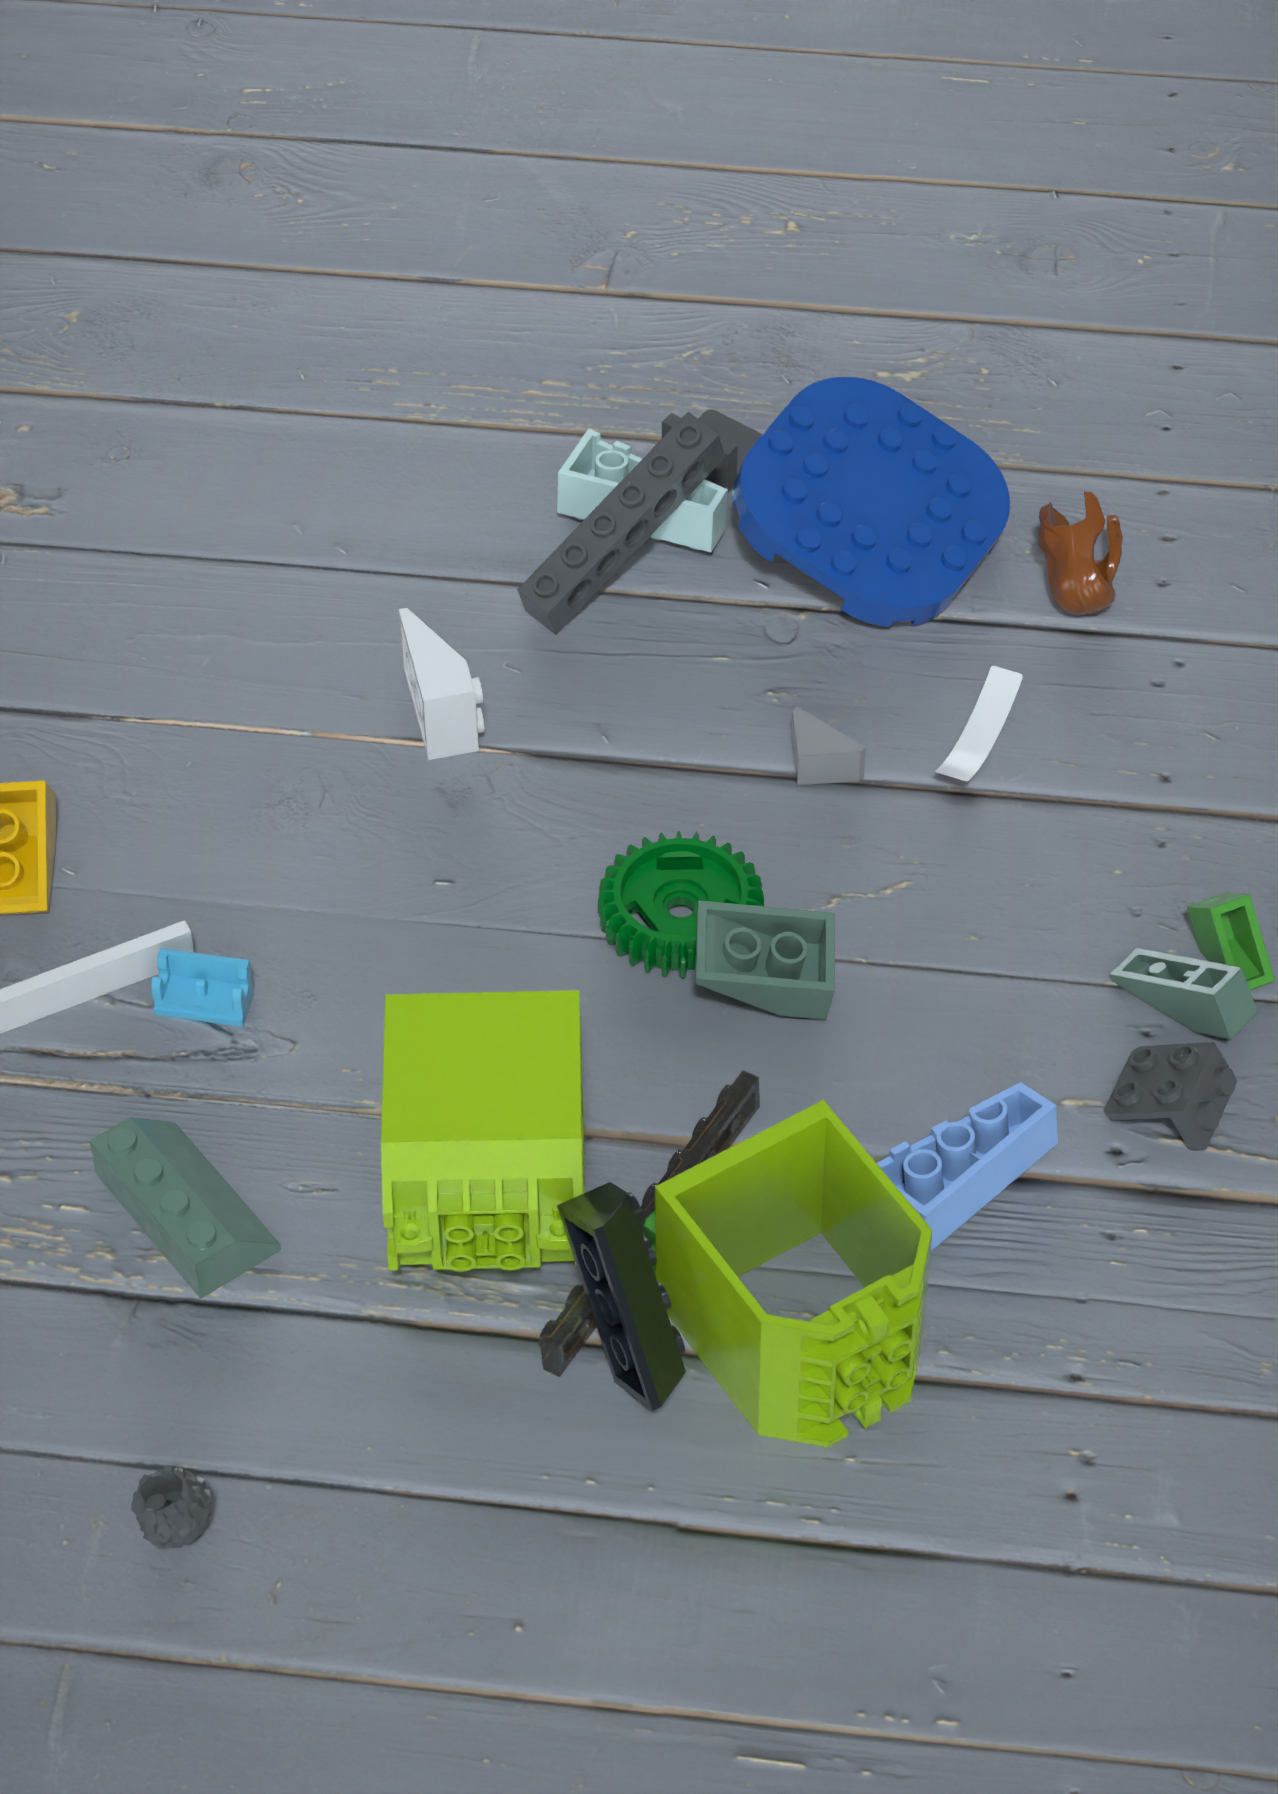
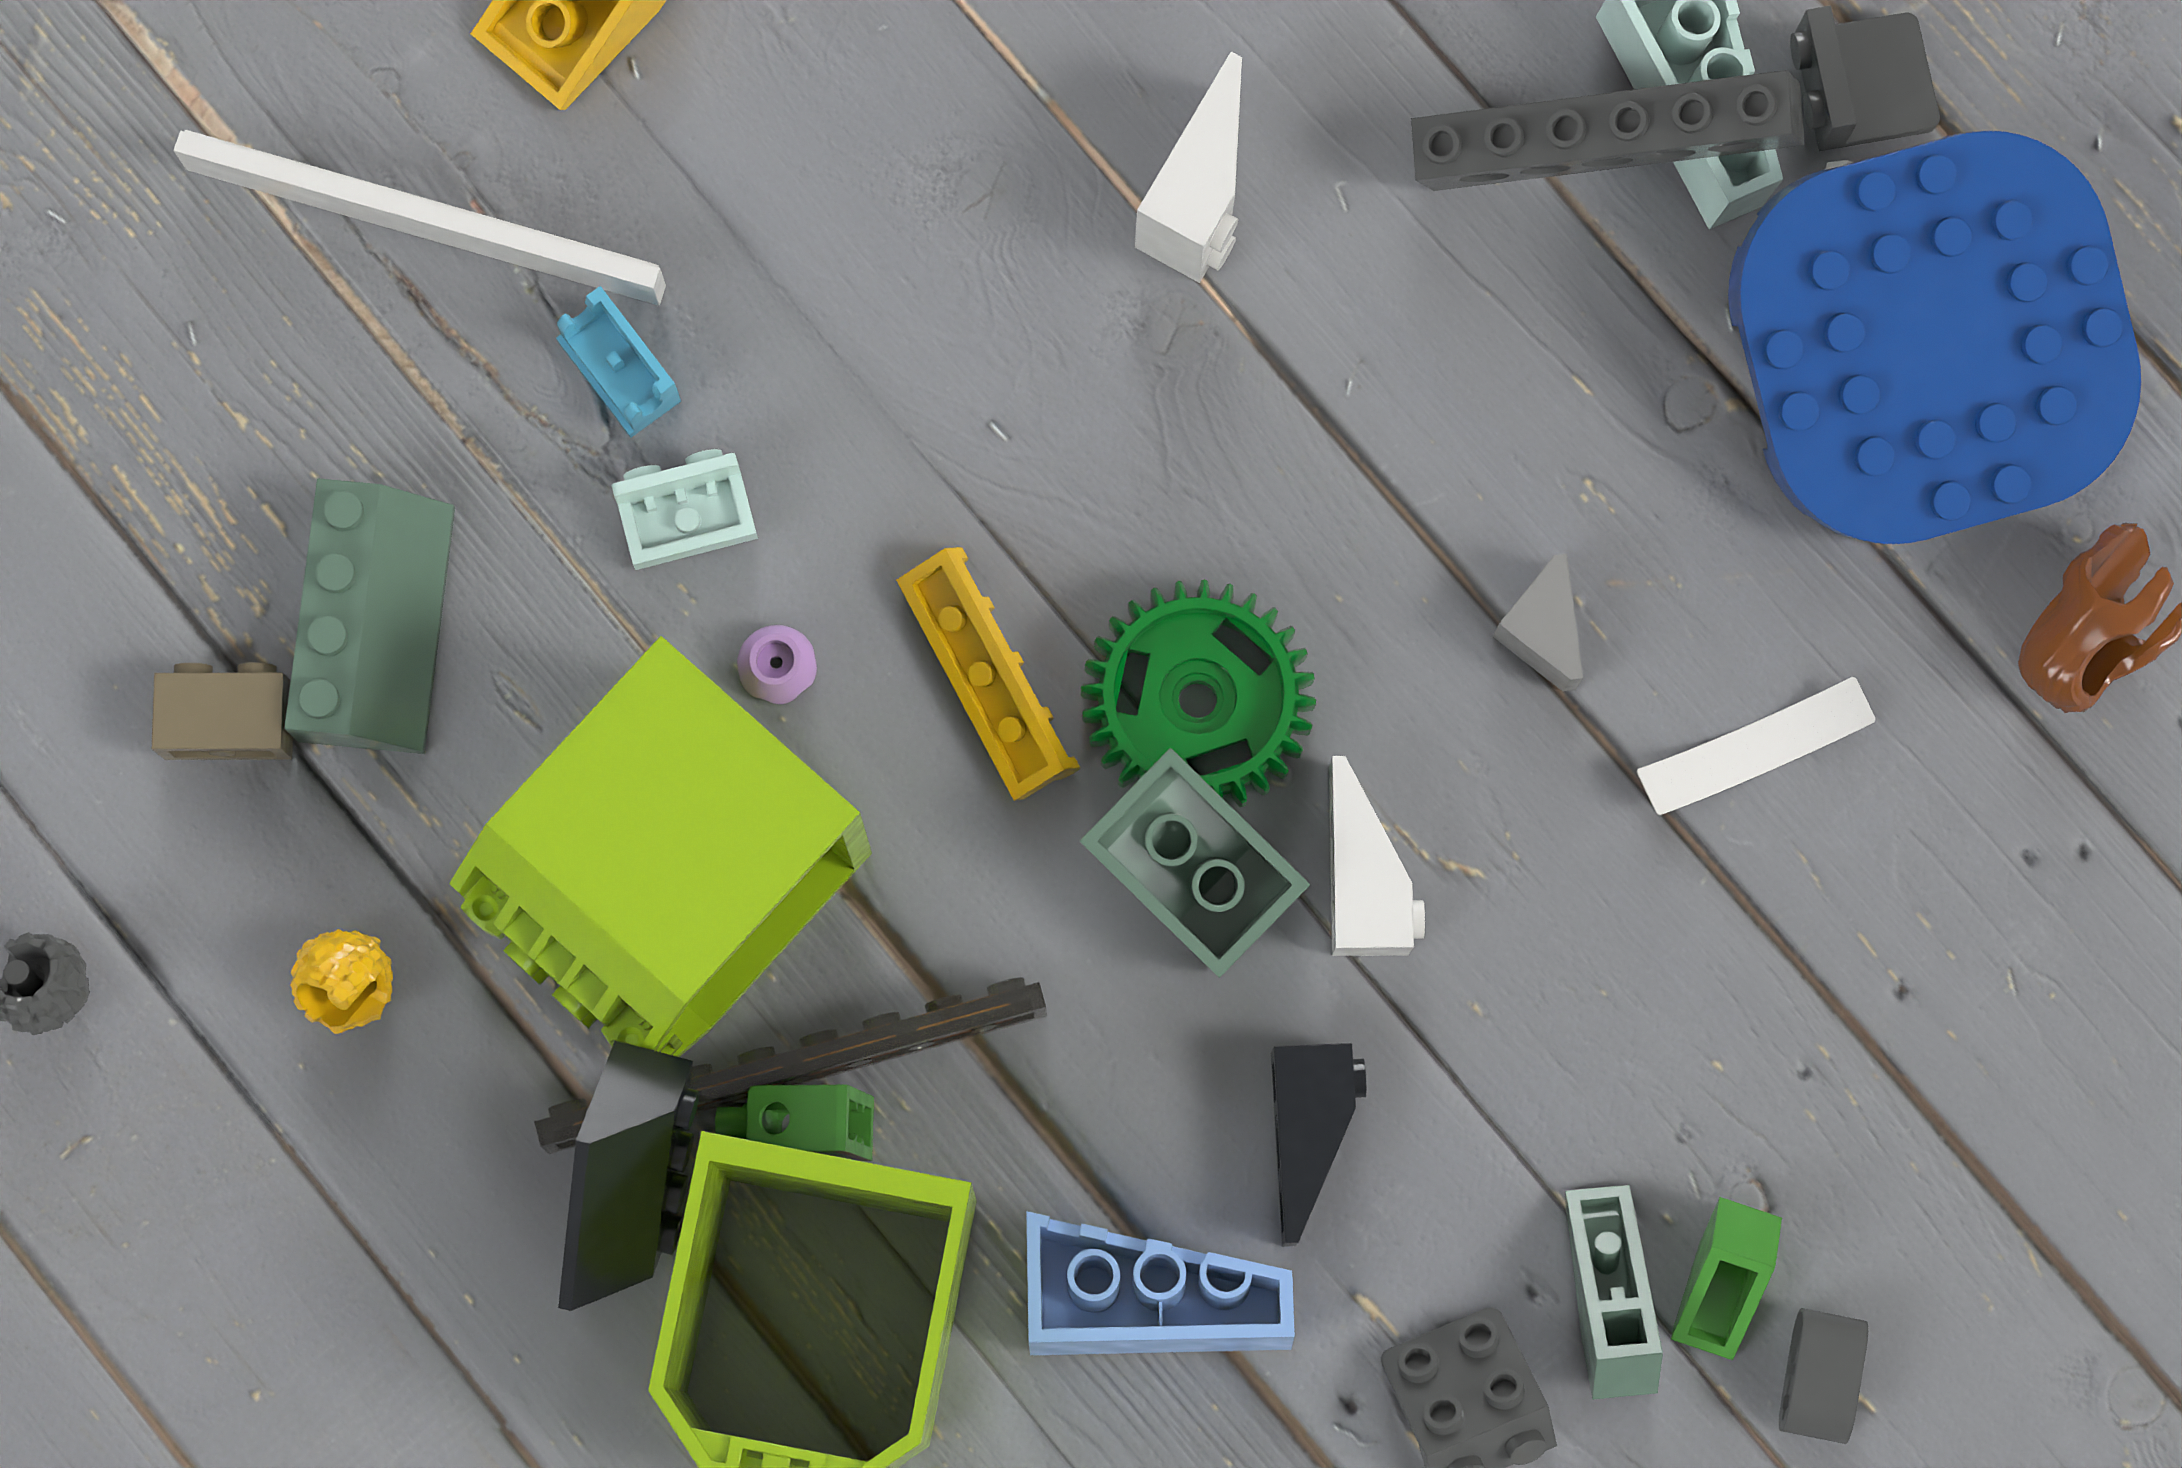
camera: 40 degrees right, 30 degrees up
(146, 1305) = (221, 713): none -> dark tan brick
(310, 1022) = (684, 508): none -> light aqua bracket
(352, 1369) = (342, 980): none -> yellow piece
(529, 968) = (986, 673): none -> yellow hinge
(866, 916) = (1368, 883): none -> white slope
(947, 1032) = (1311, 1114): none -> black slope

